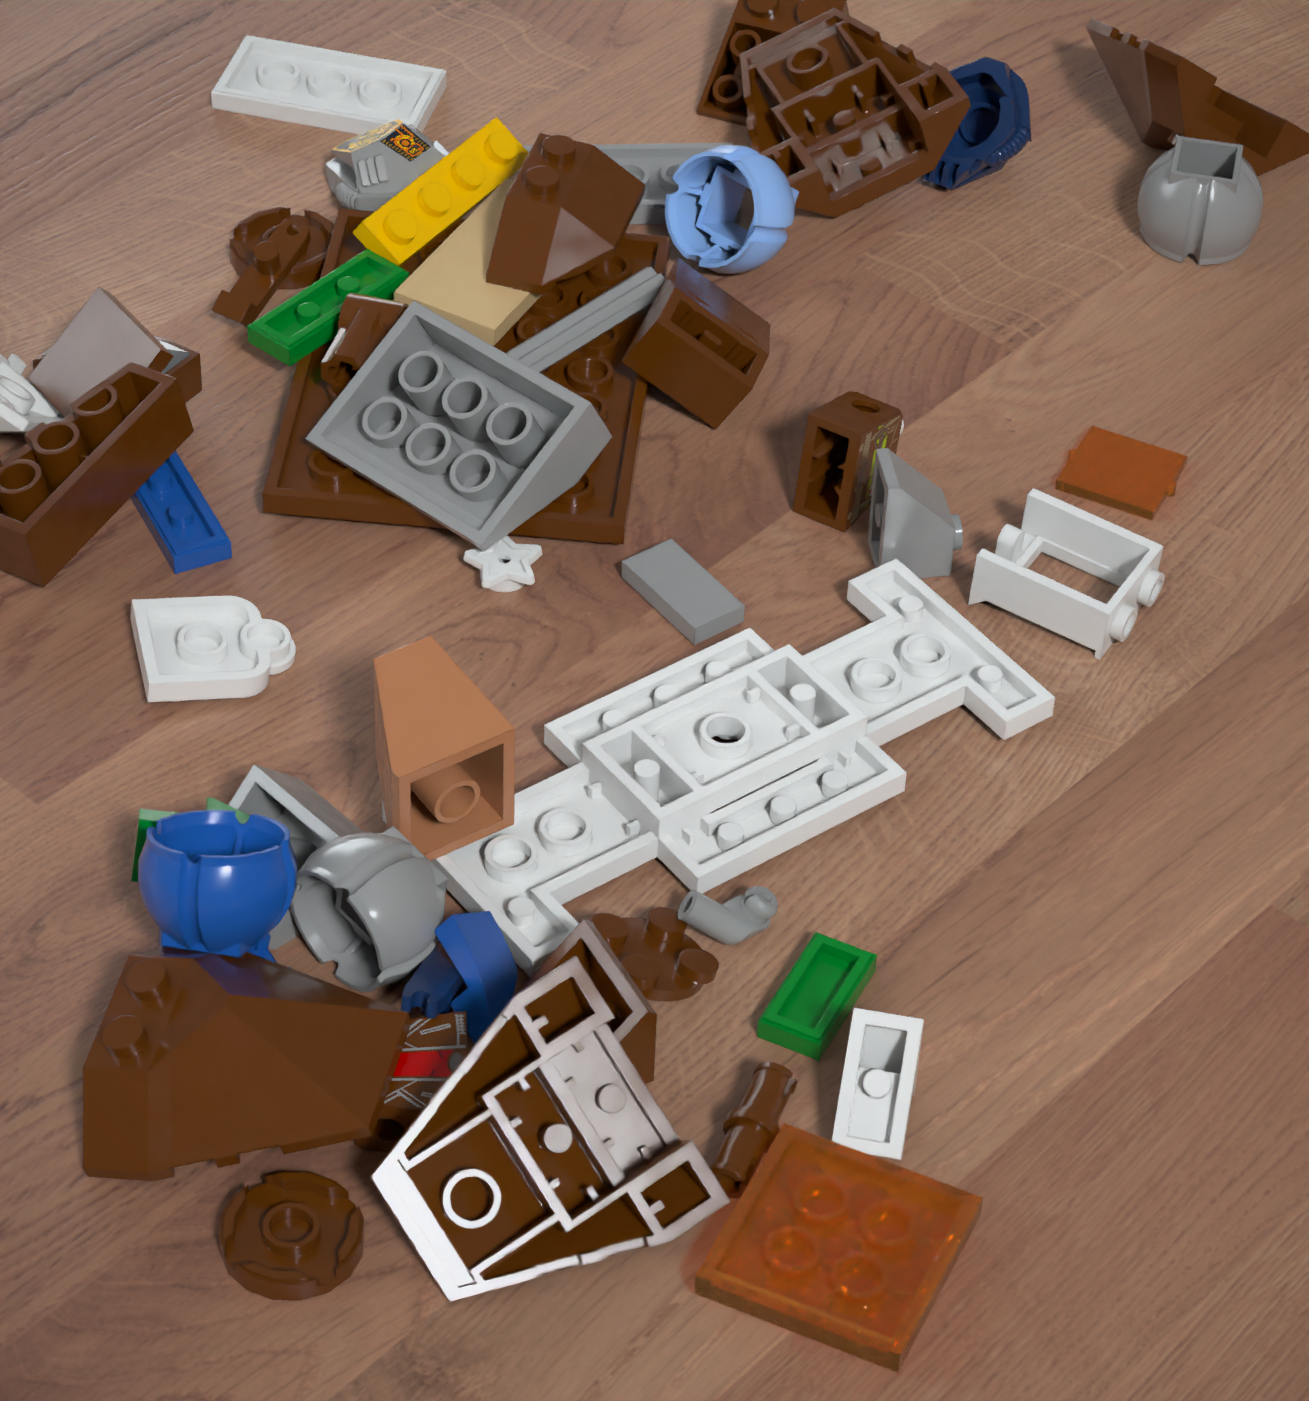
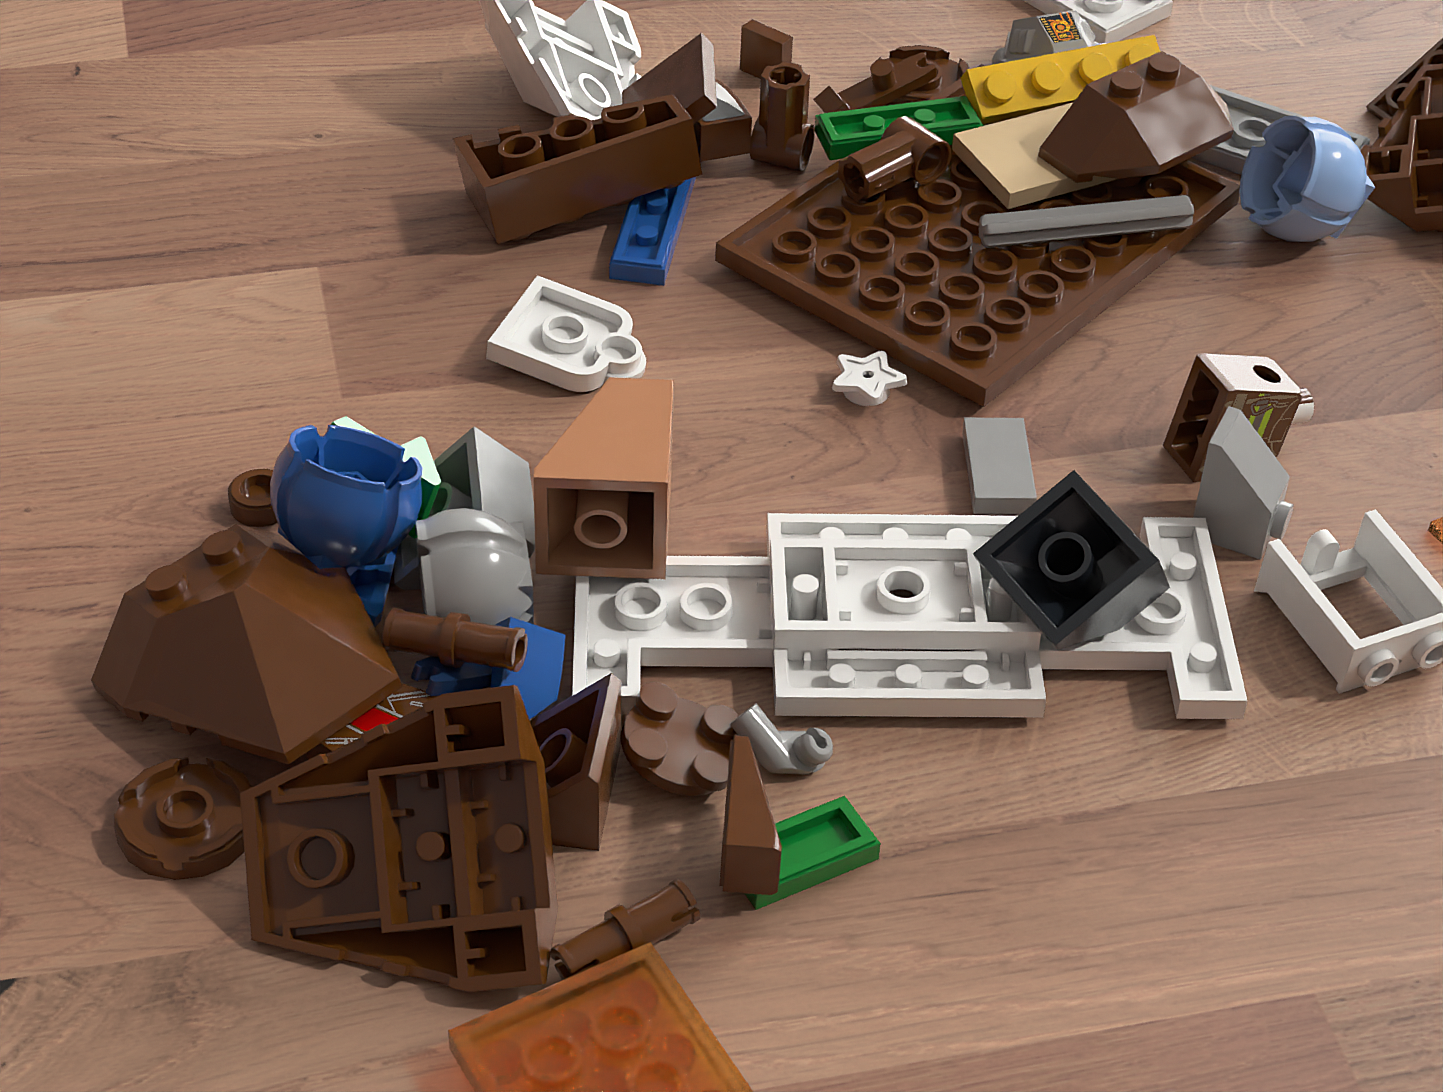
camera: 35 degrees right, 0 degrees up
(65, 931) = (251, 498): none -> reddish brown tile
(126, 277) = (763, 47): none -> reddish brown tile
(223, 339) = (782, 128): none -> reddish brown piece
(424, 957) = (455, 639): none -> reddish brown pin
(460, 429) = (903, 256): light grey slope -> none
(700, 345) = (1182, 271): reddish brown slope -> none
(782, 989) = (749, 834): none -> reddish brown slope
(857, 643) = (1073, 565): none -> black slope
(878, 1083) = (762, 945): white slope -> none

